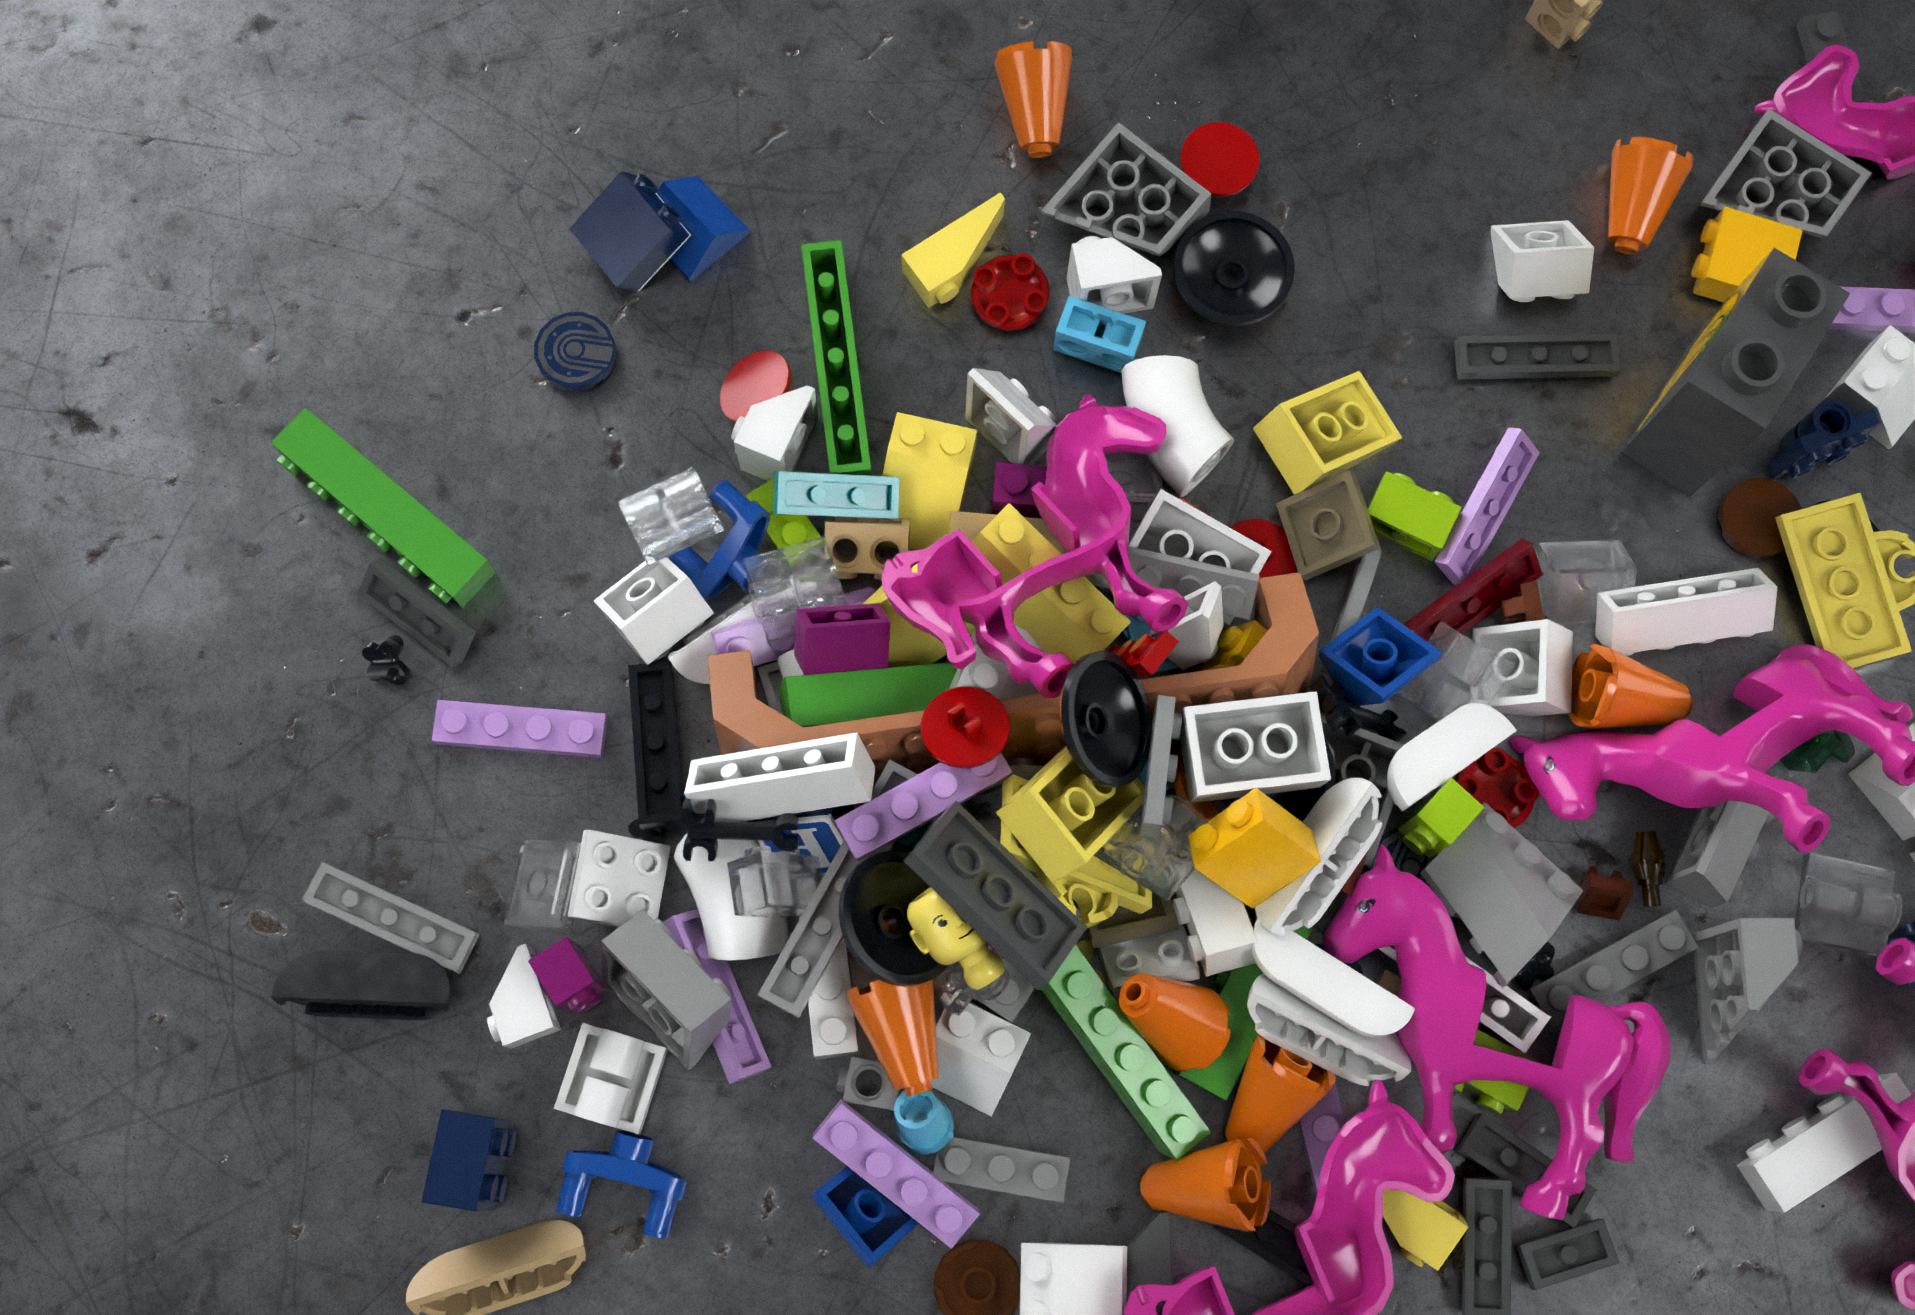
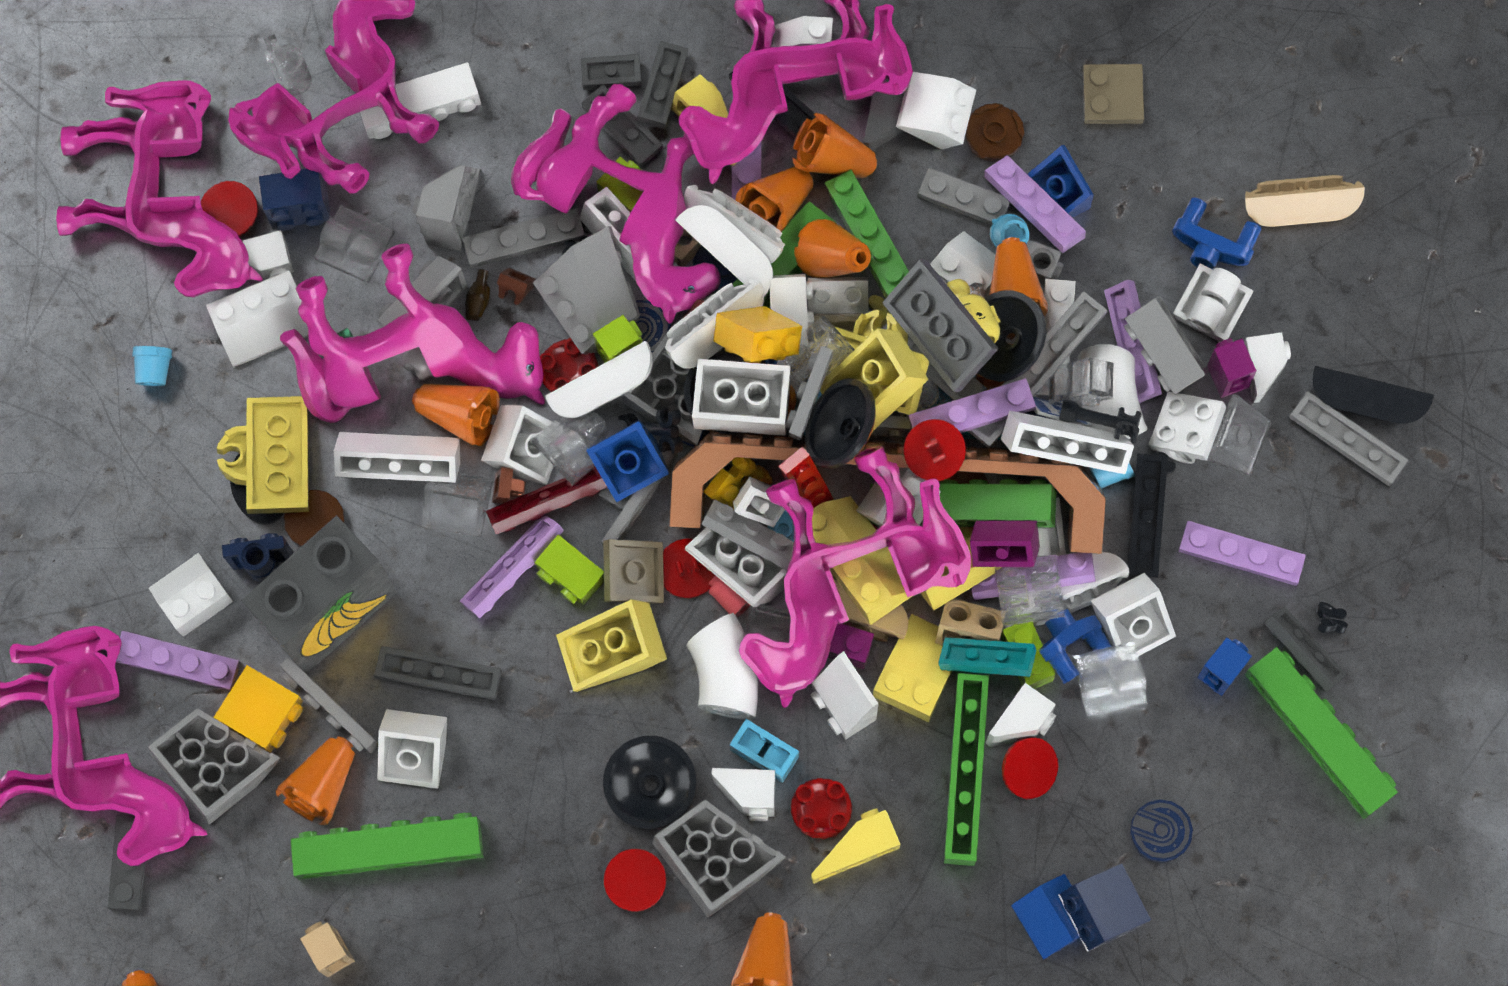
camera: 160 degrees left, 0 degrees up
(469, 1161) = (1312, 264): dark blue brick -> none
(519, 557) = (1224, 665): none -> blue brick
(1531, 138) = (386, 847): none -> bright green brick
(1653, 283) = (336, 715): none -> light grey plate

